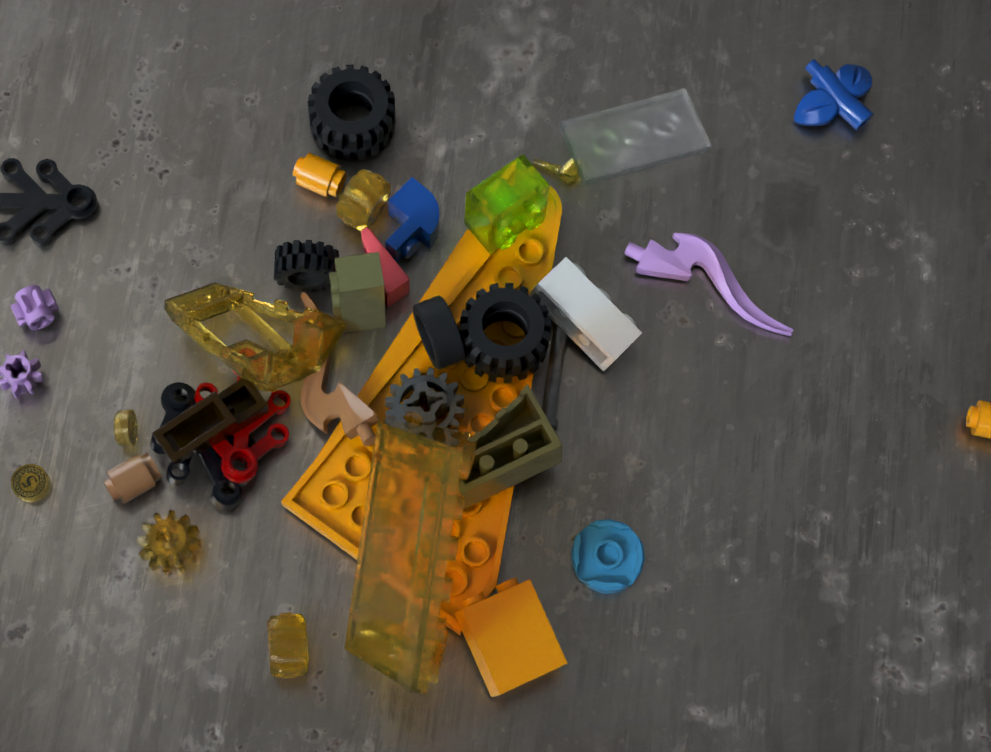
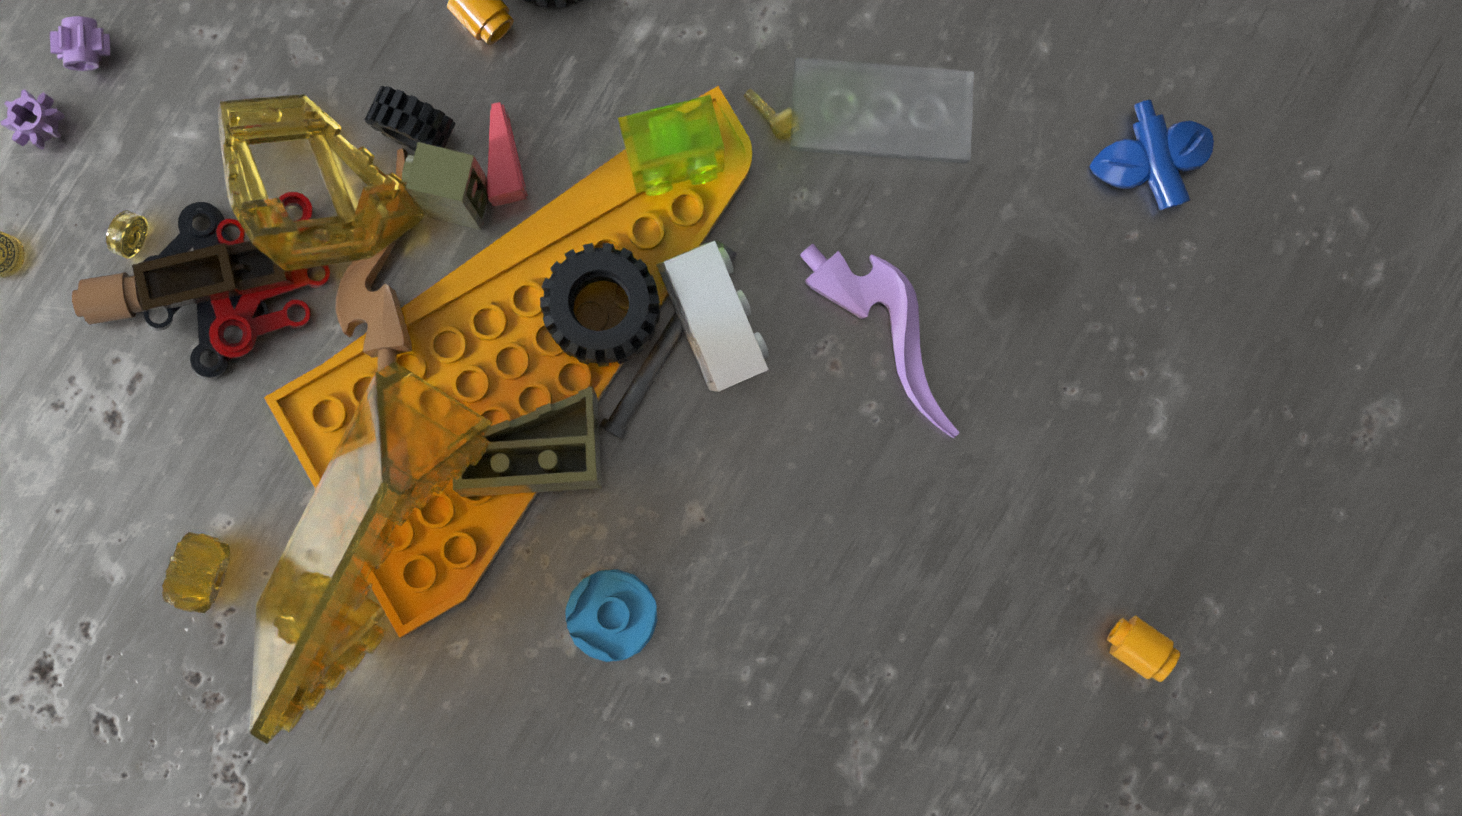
camera: 25 degrees right, 15 degrees up
(167, 557) = (107, 405): clear yellow gear -> none
(363, 199) = (513, 64): clear yellow gear -> none
(417, 214) = (575, 113): blue brick -> none
(437, 402) = (471, 336): dark grey gear -> none
(439, 332) = (520, 273): black tyre -> none
(509, 636) = (448, 669): light orange brick -> none

